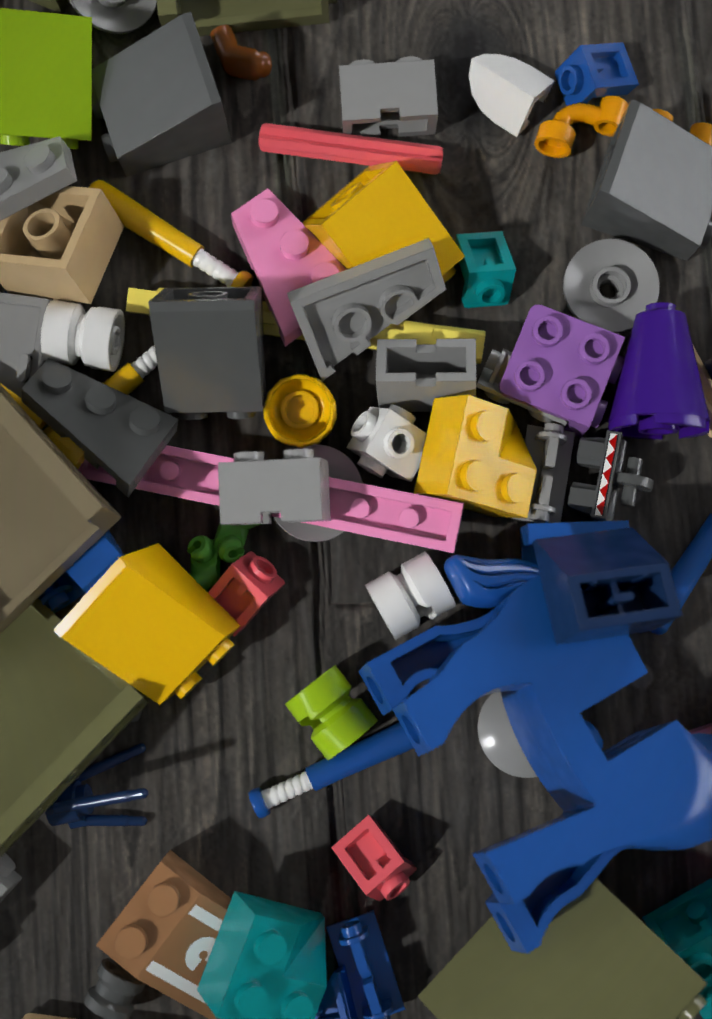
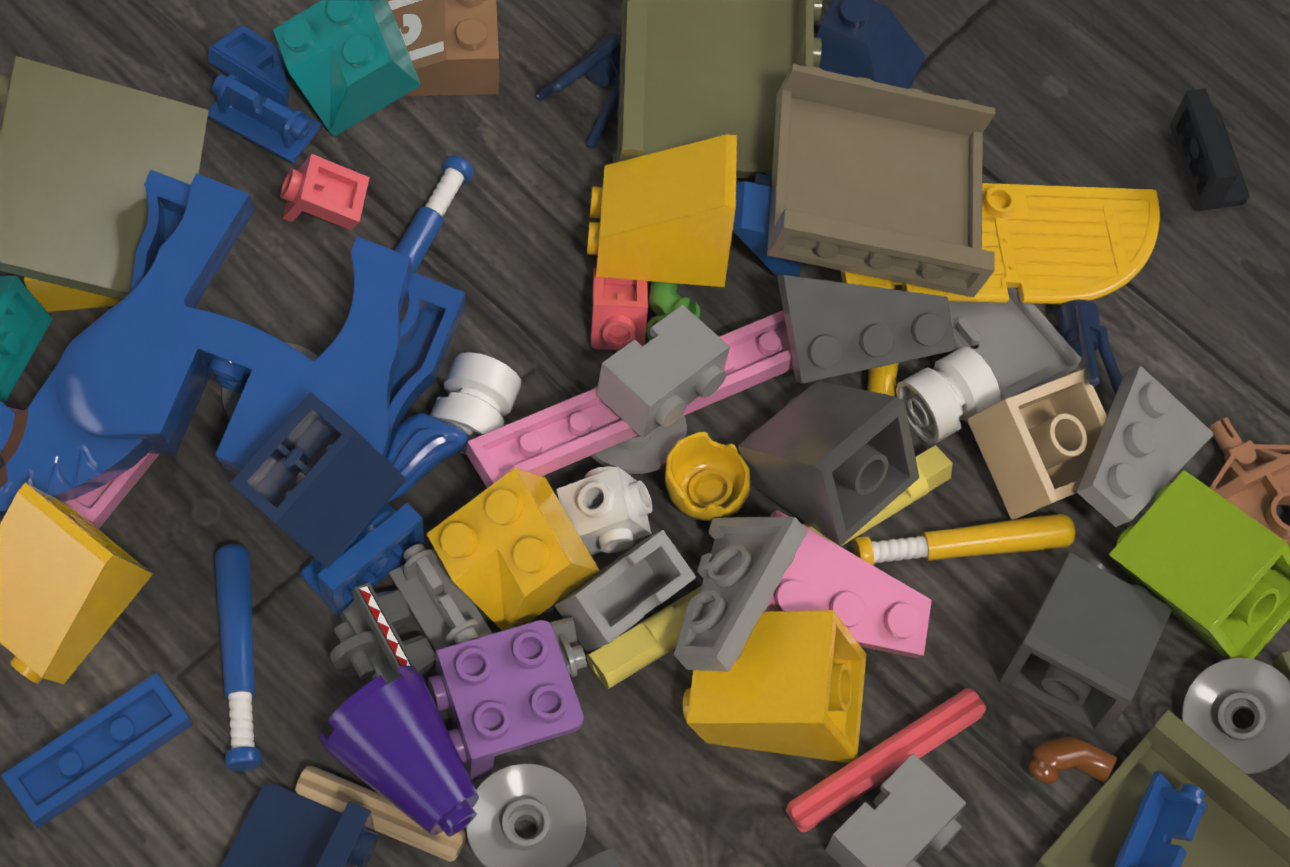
camera: 130 degrees right, 20 degrees down
(331, 712) = (466, 267): lime wheel -> none
(485, 269) = (662, 744): teal bracket -> none

